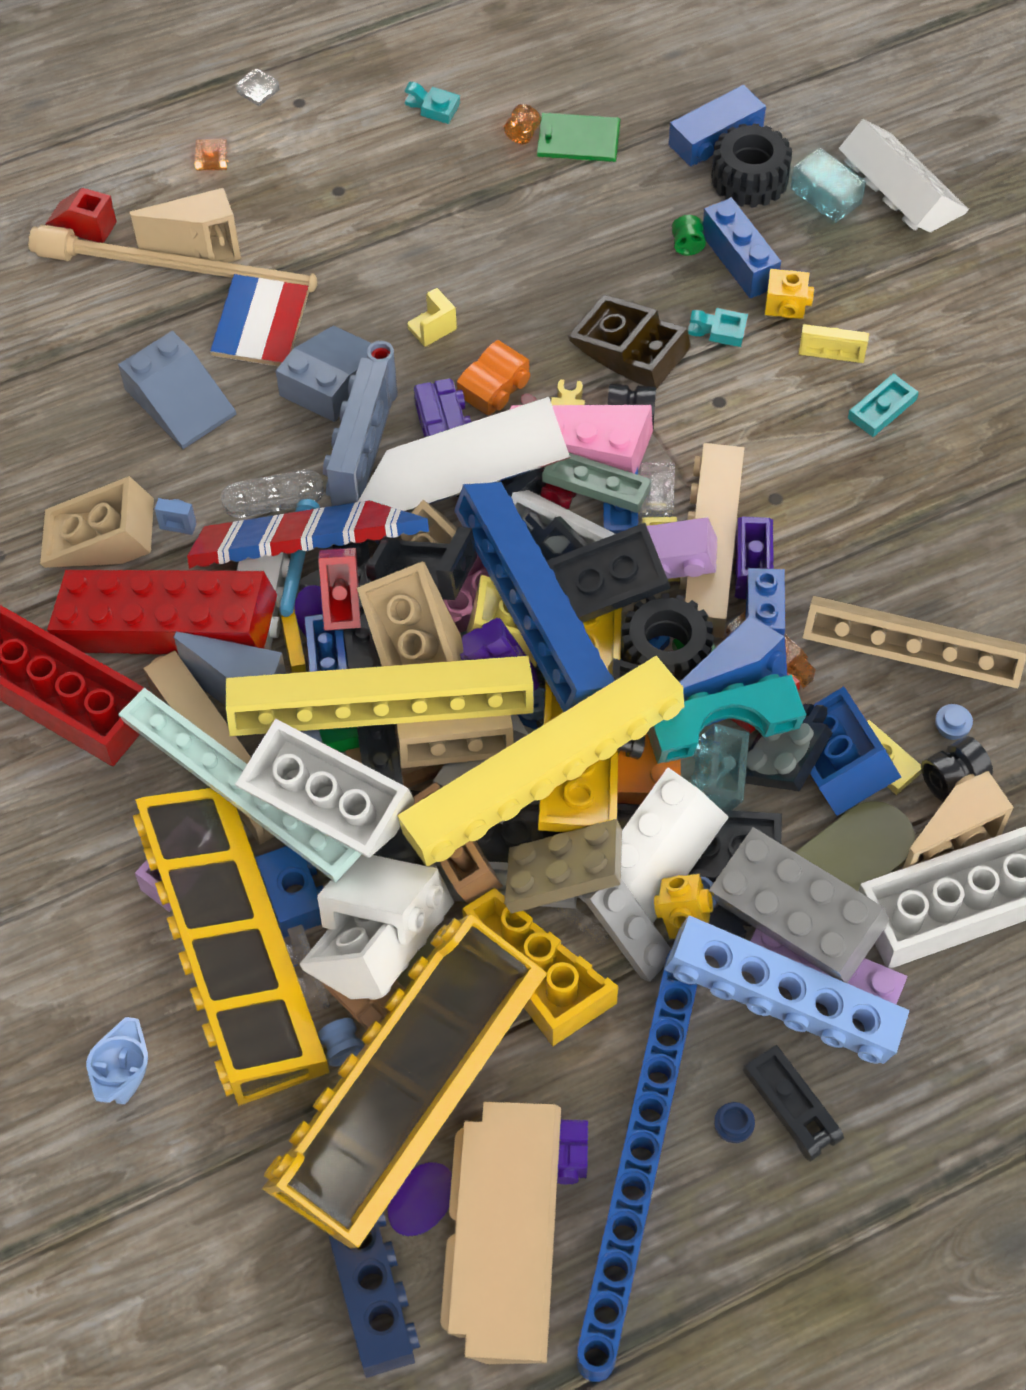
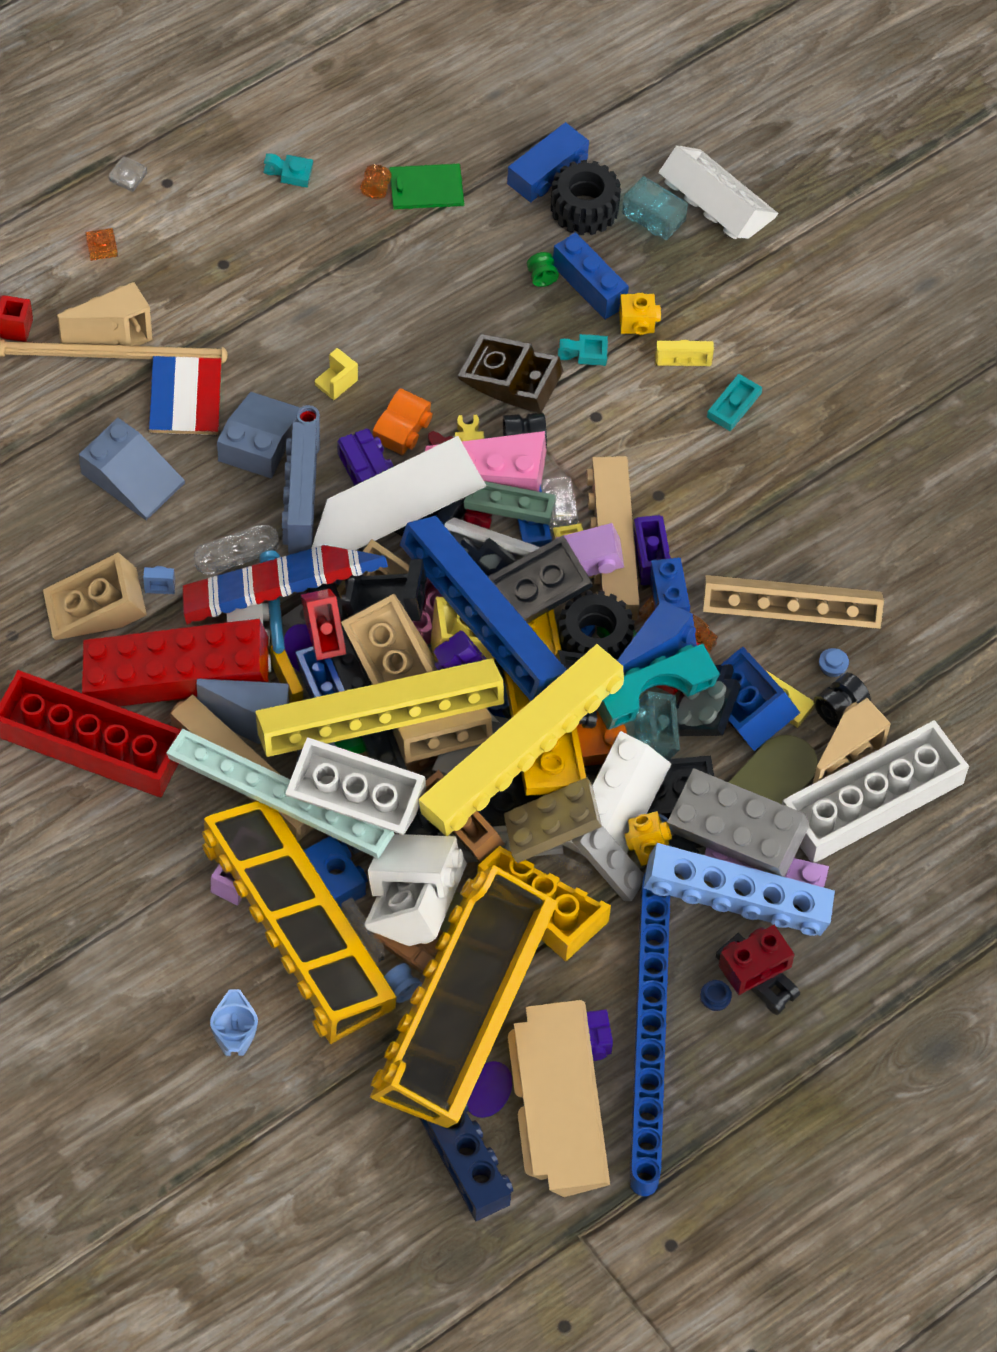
camera: 15 degrees left, 0 degrees up
(792, 1085) = (755, 959): none -> dark red brick

